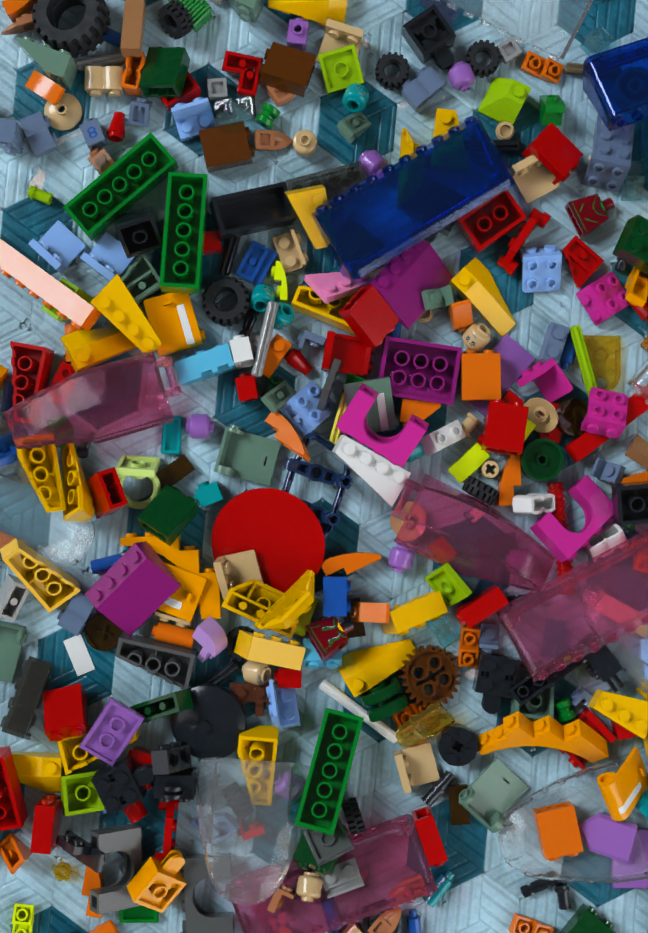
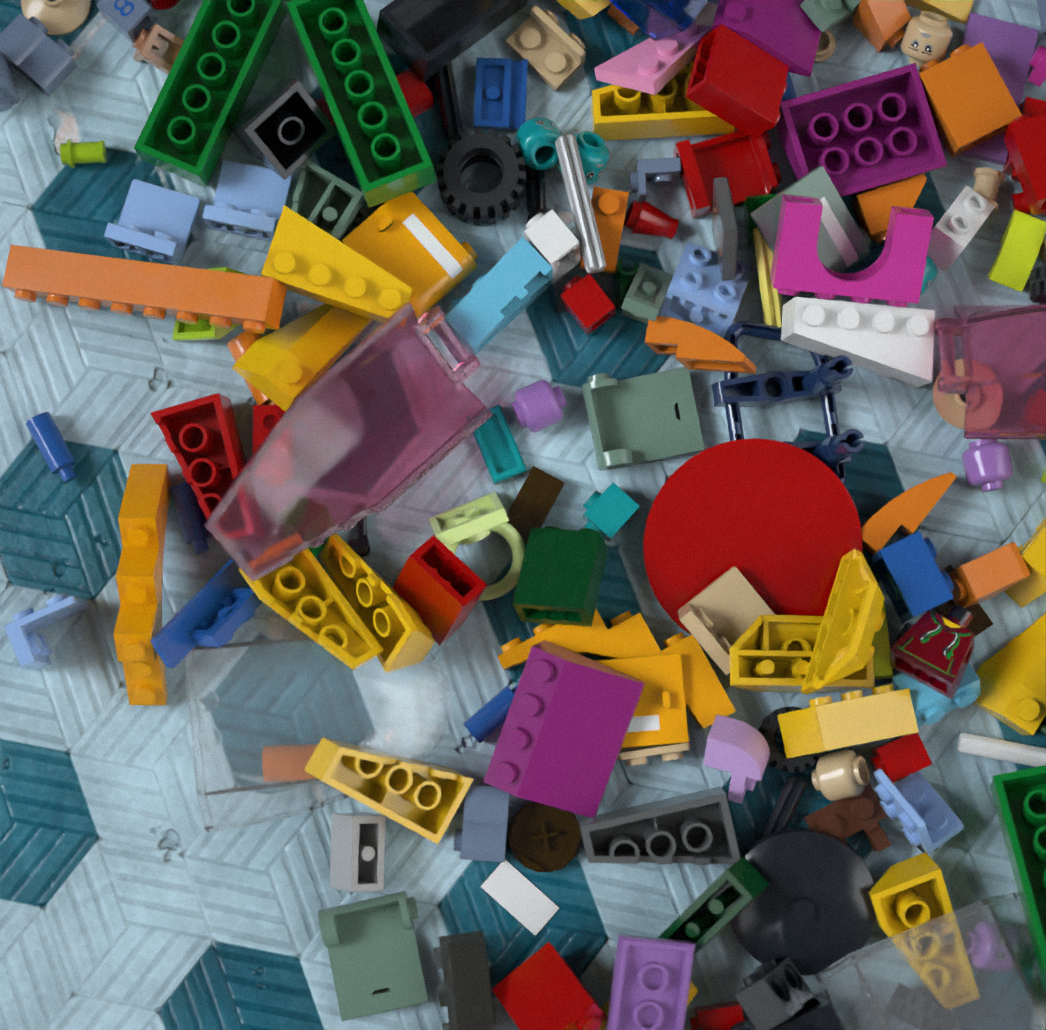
camera: 20 degrees left, 5 degrees down
(173, 634) = (668, 780): orange brick -> none
(279, 277) = (552, 97): neon yellow slope -> none

